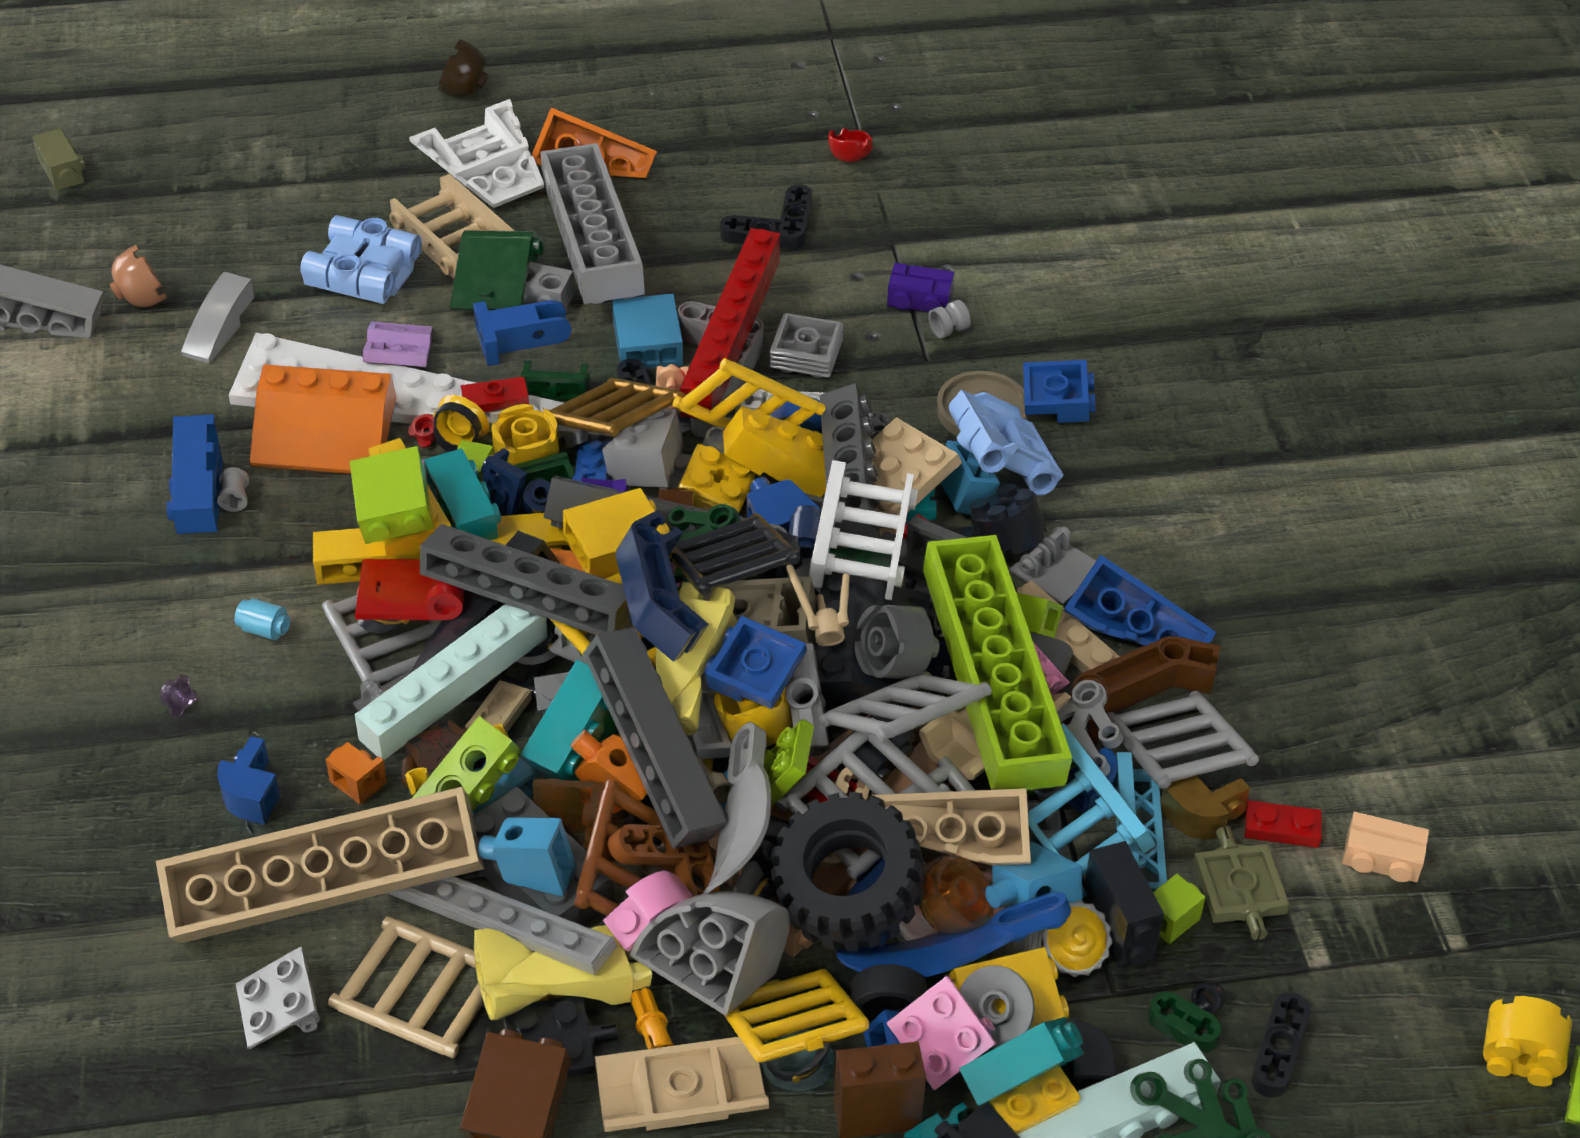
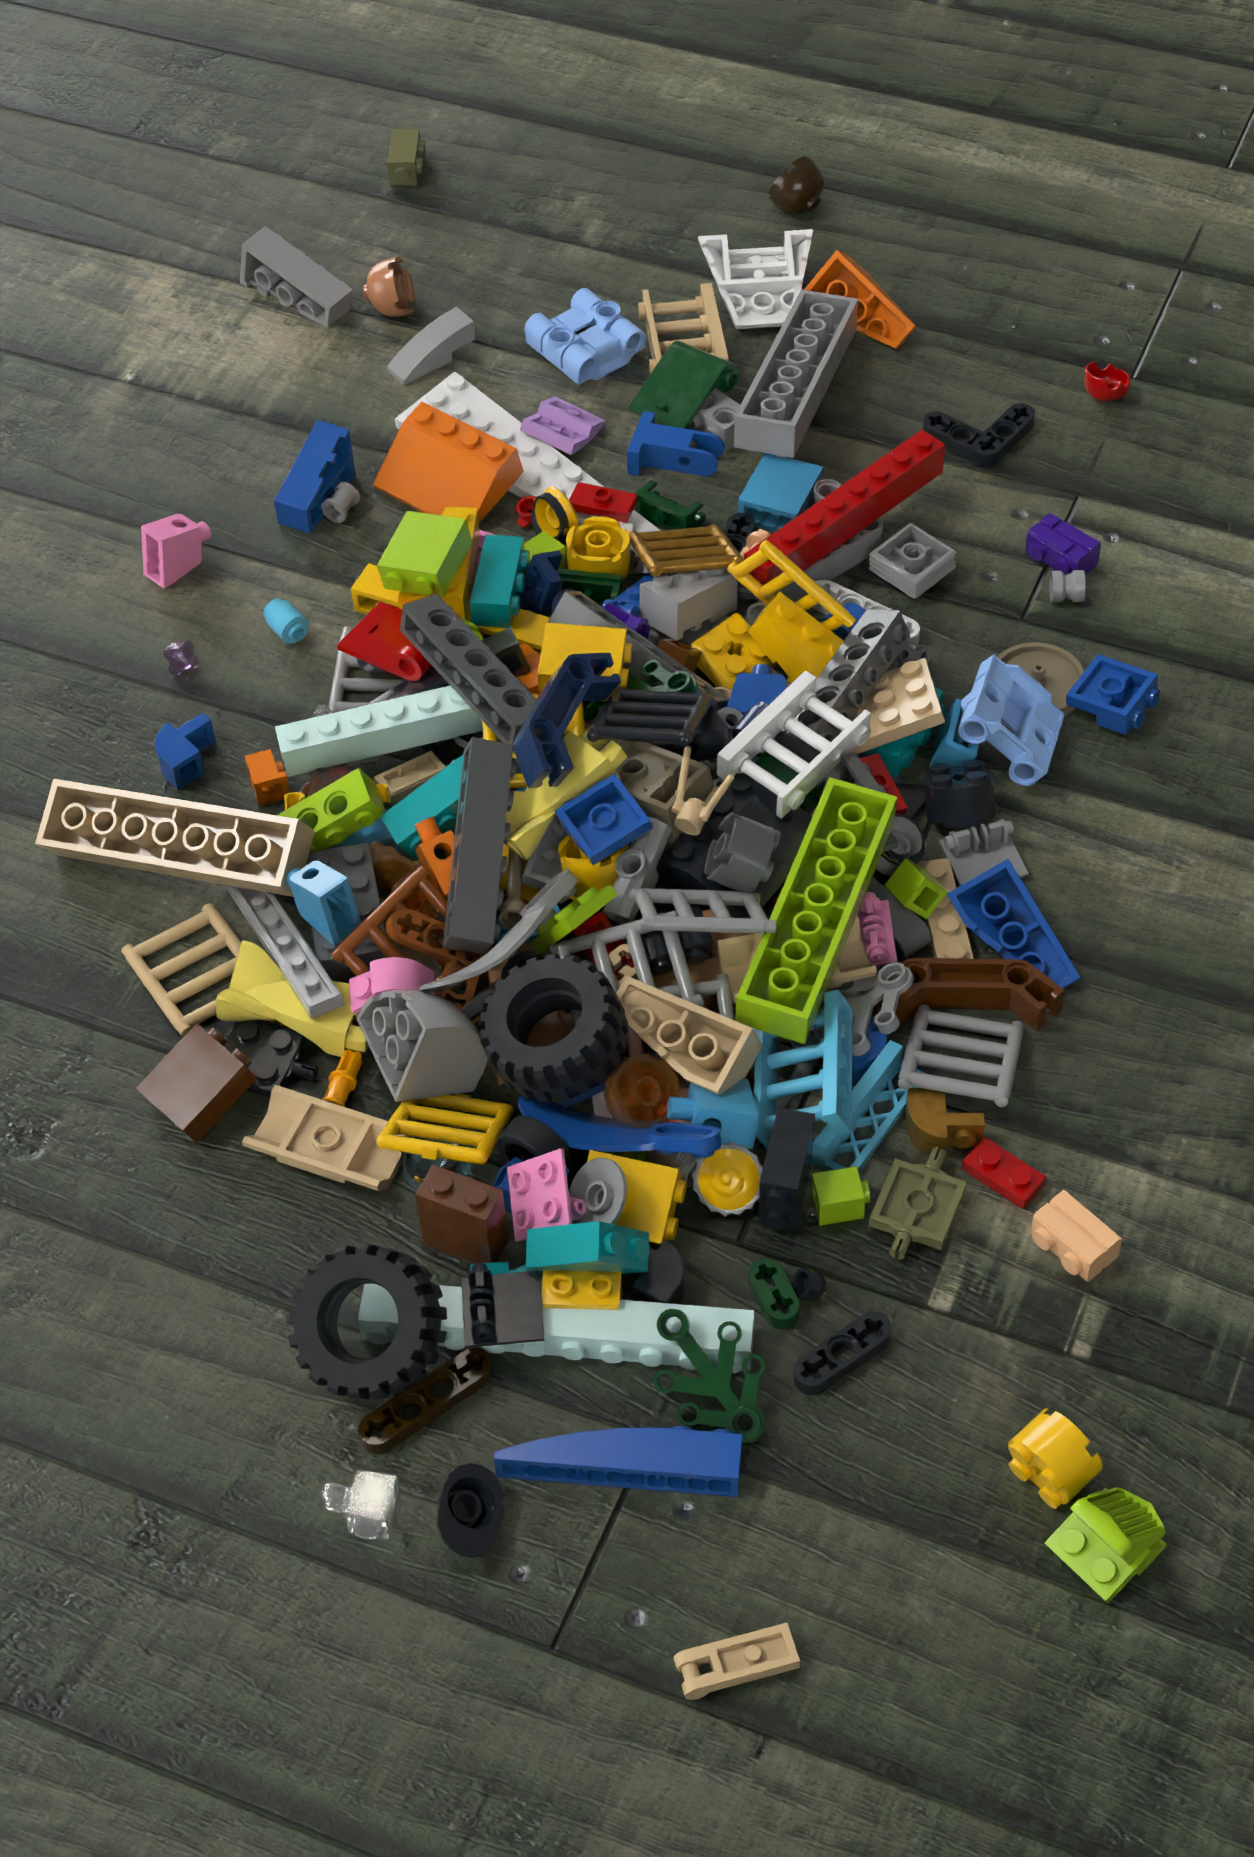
camera: 35 degrees right, 5 degrees up
(93, 596) = (172, 548): none -> bright pink torso
(277, 999) = (90, 929): light grey hinge -> none

